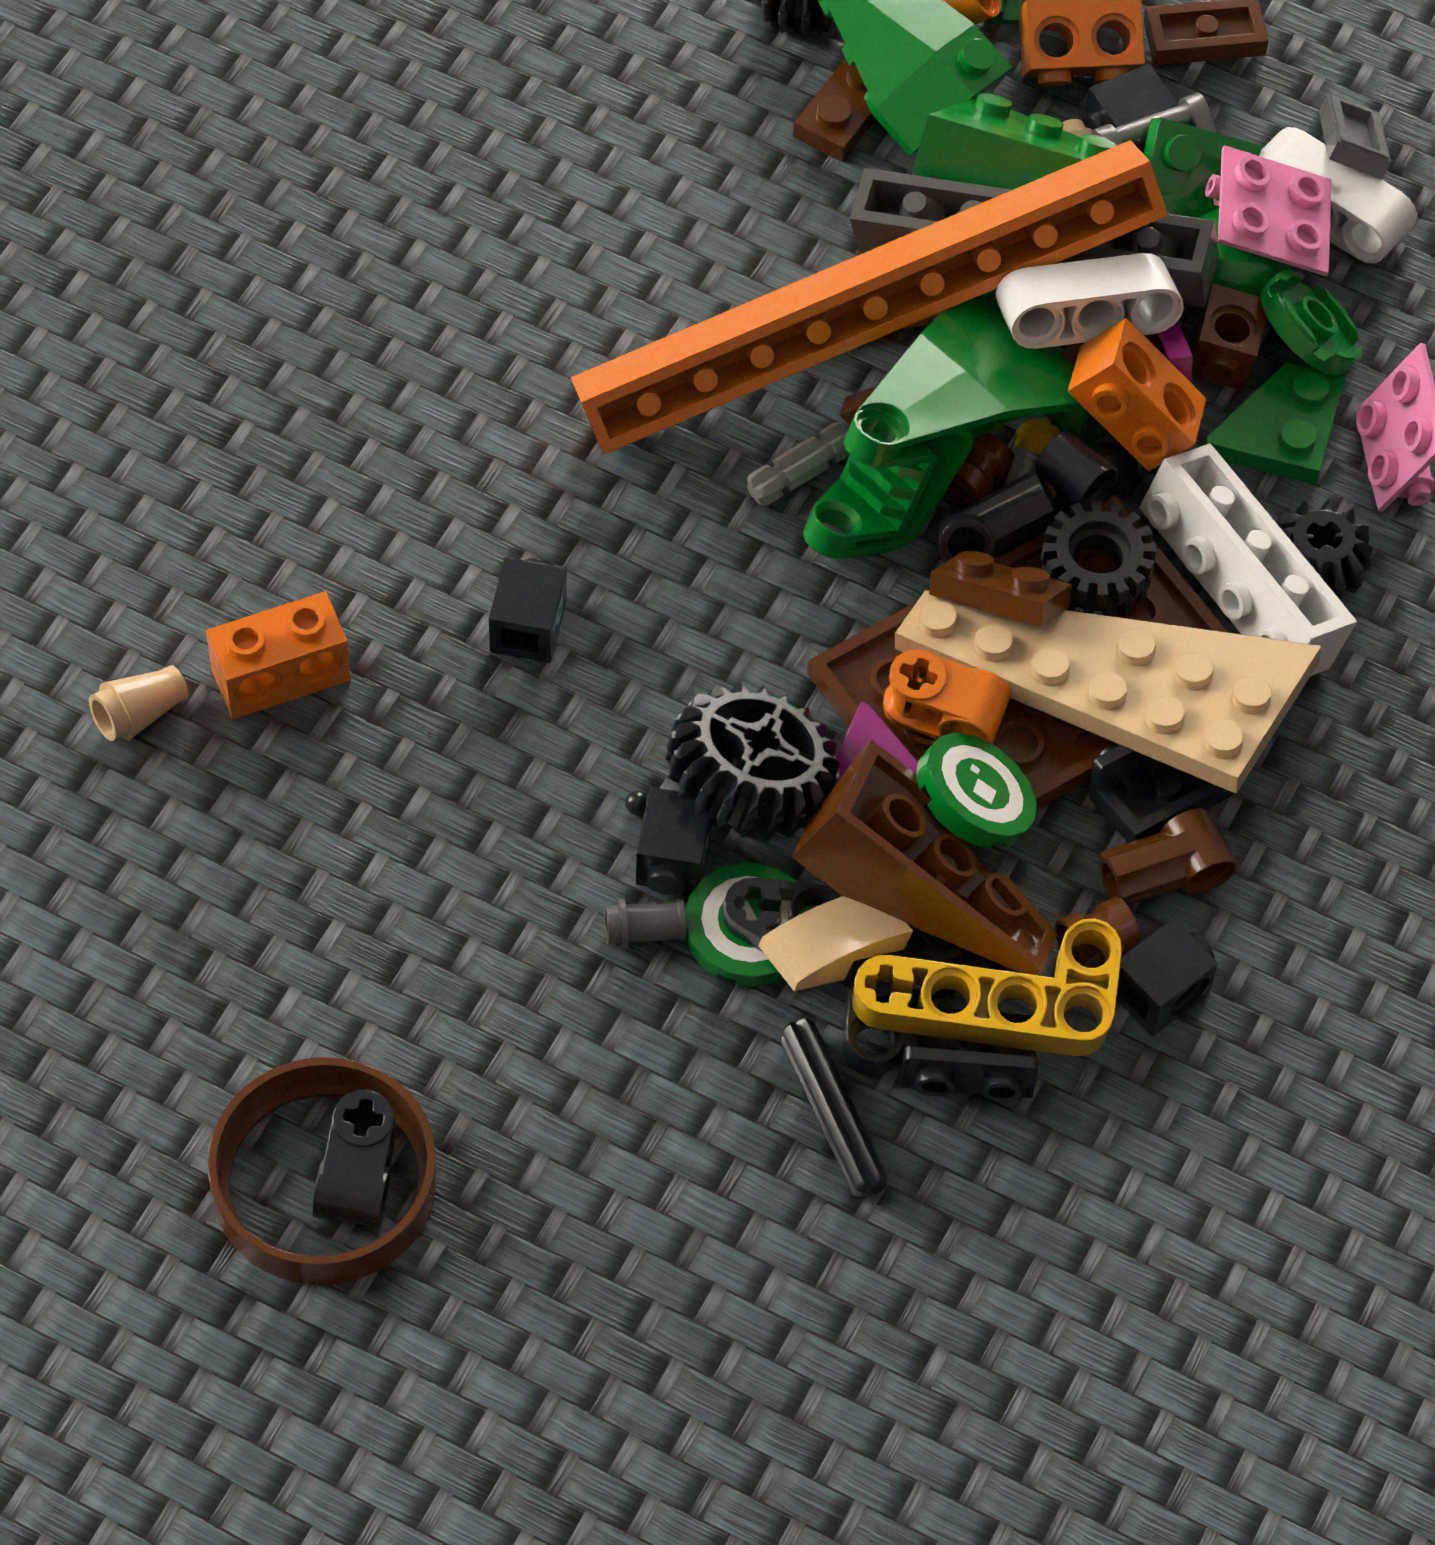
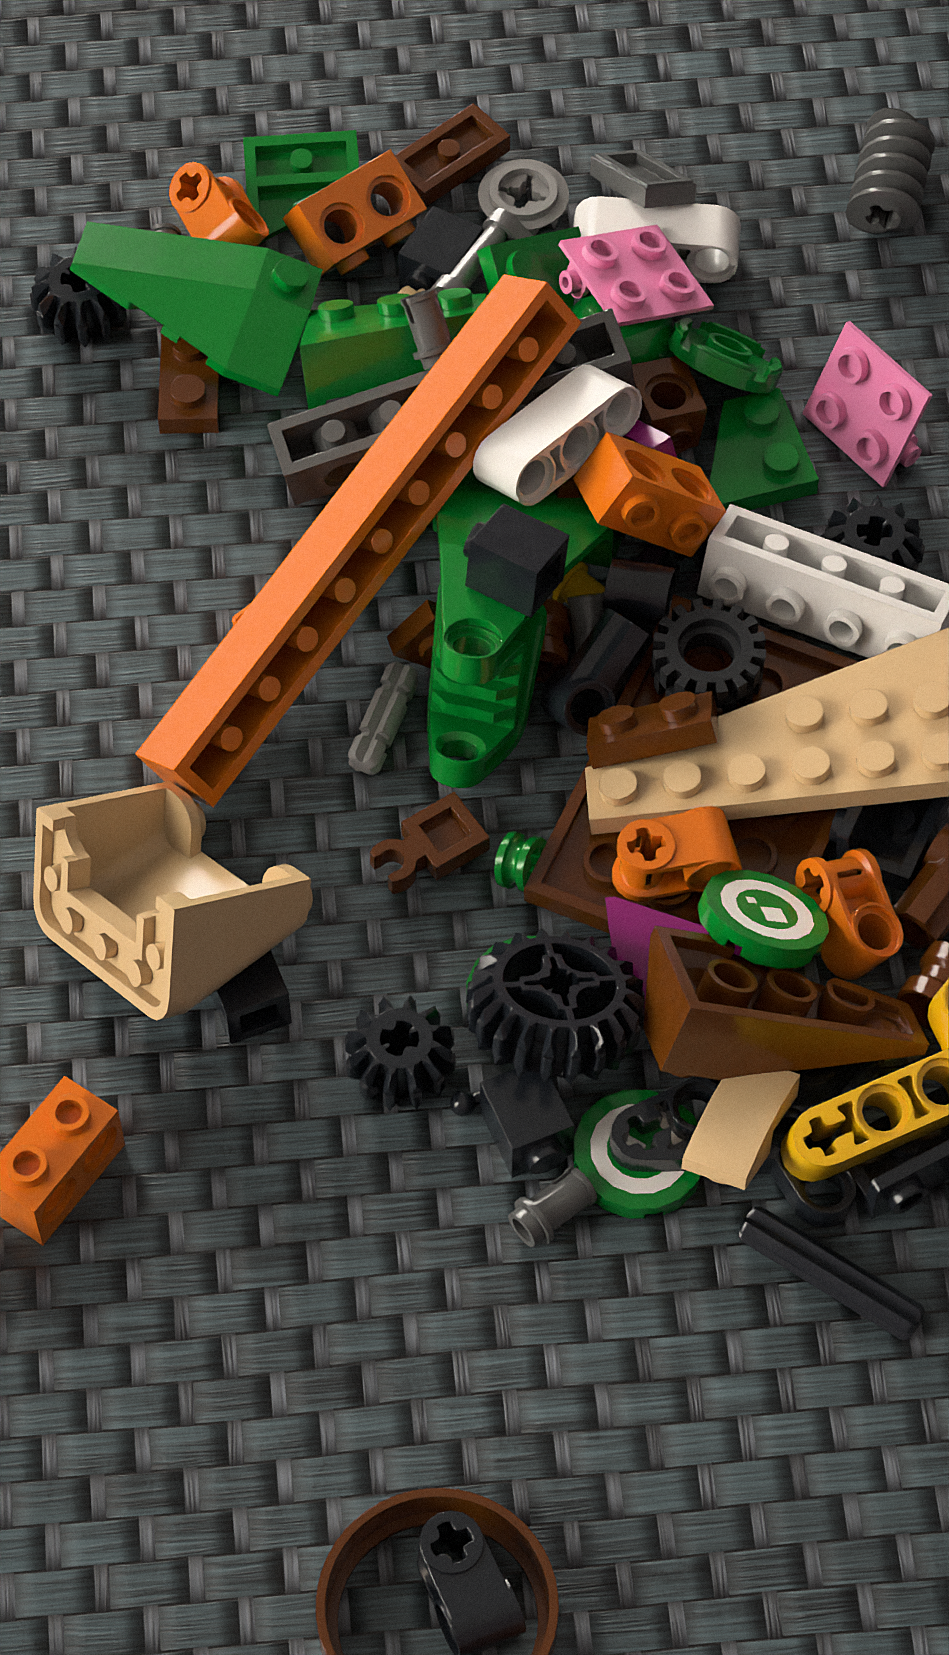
camera: 30 degrees left, 0 degrees up
(497, 492) = (145, 907): none -> tan windscreen
(611, 731) = (375, 1050): none -> black gear
(770, 584) = (434, 839): none -> reddish brown plate
(819, 632) = (517, 859): none -> green bush
(962, 378) = (515, 559): none -> black brick
(1048, 148) = (427, 326): none -> dark grey pin
(1068, 822) = (857, 912): none -> orange piece
(1247, 82) = (512, 179): none -> light grey gear

